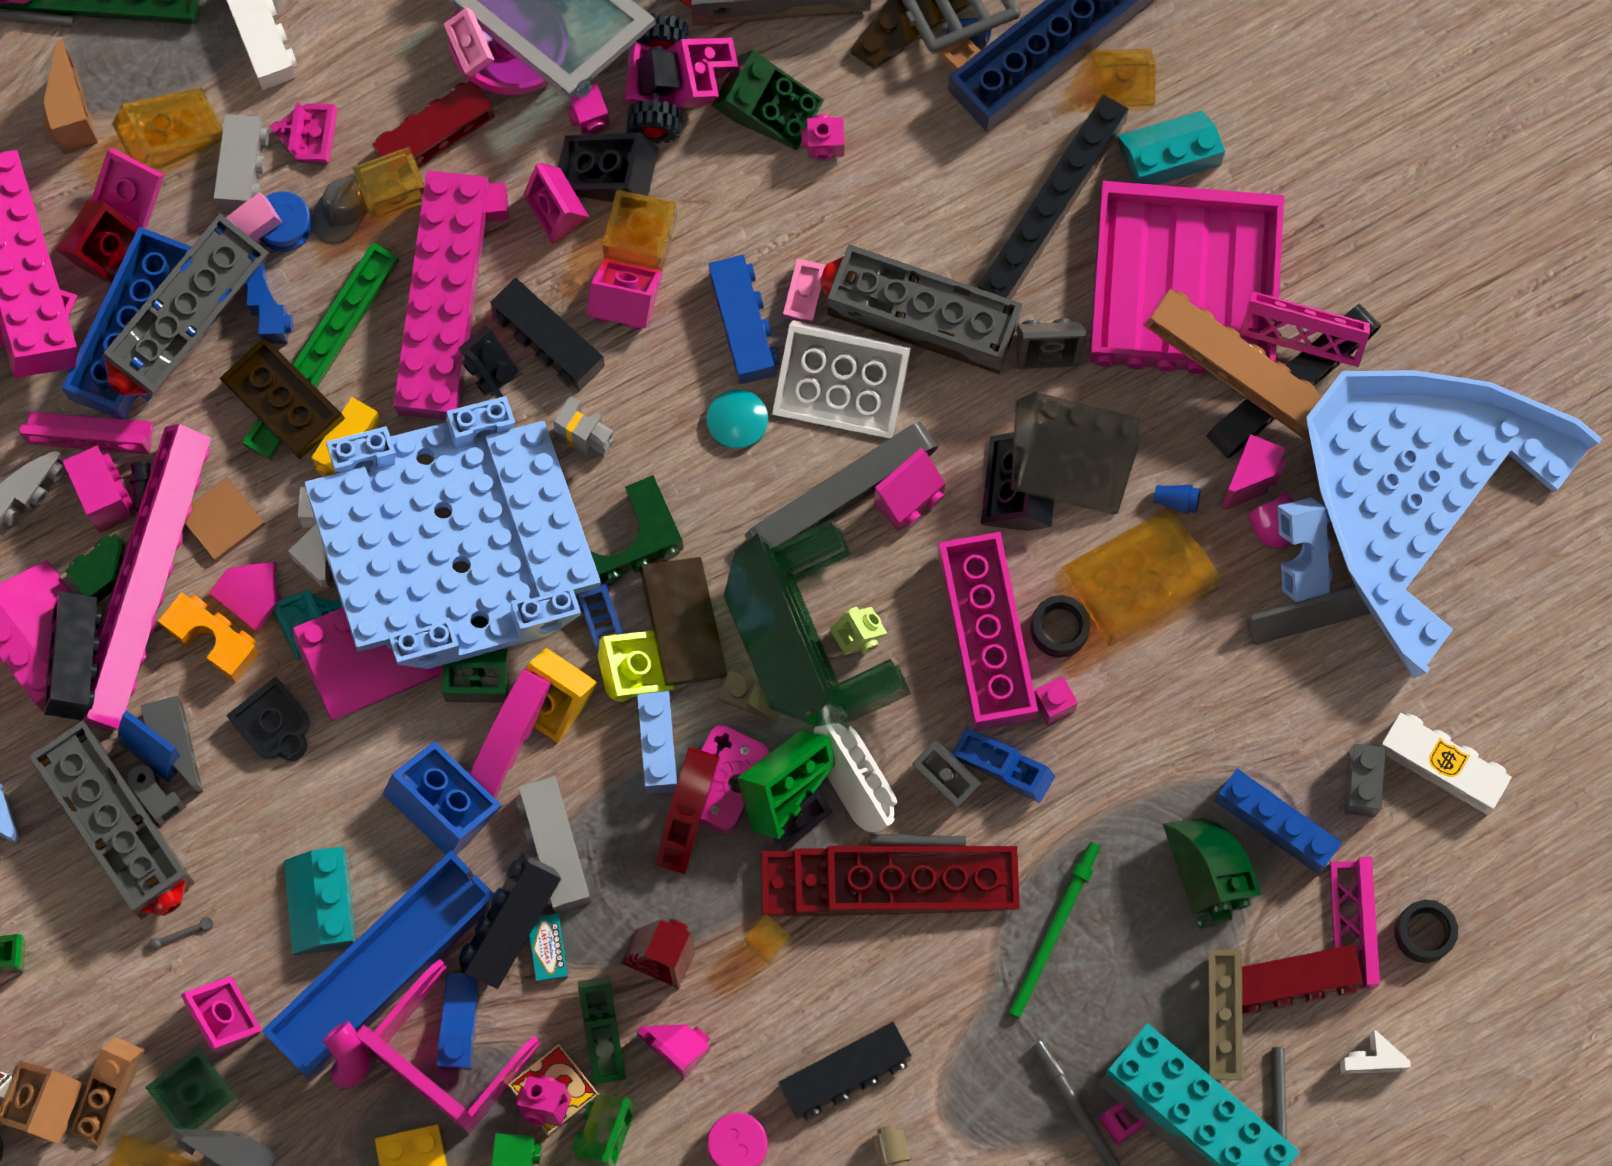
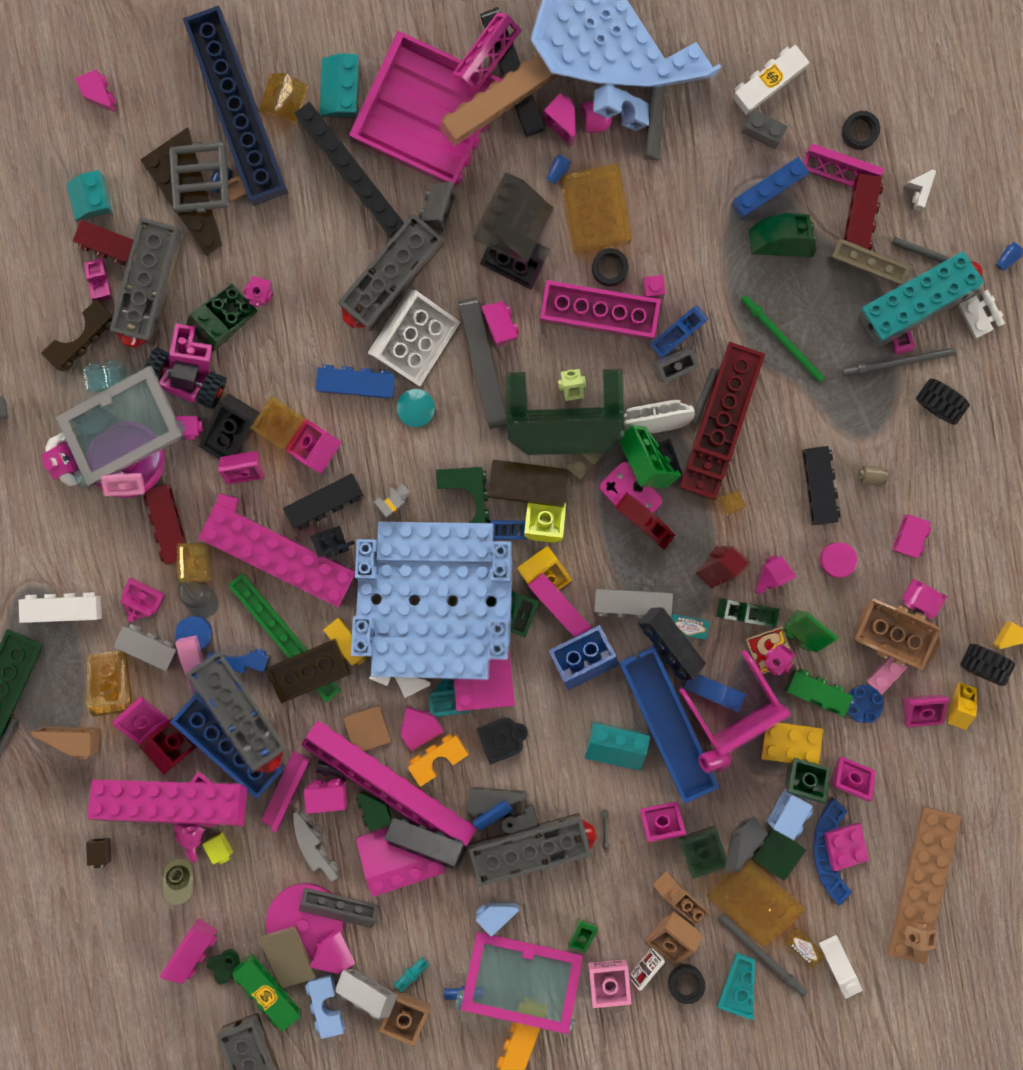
camera: 70 degrees left, 15 degrees up
(657, 742) = (595, 523): light blue arch -> none
(804, 291) = (351, 339): bright pink plate -> none

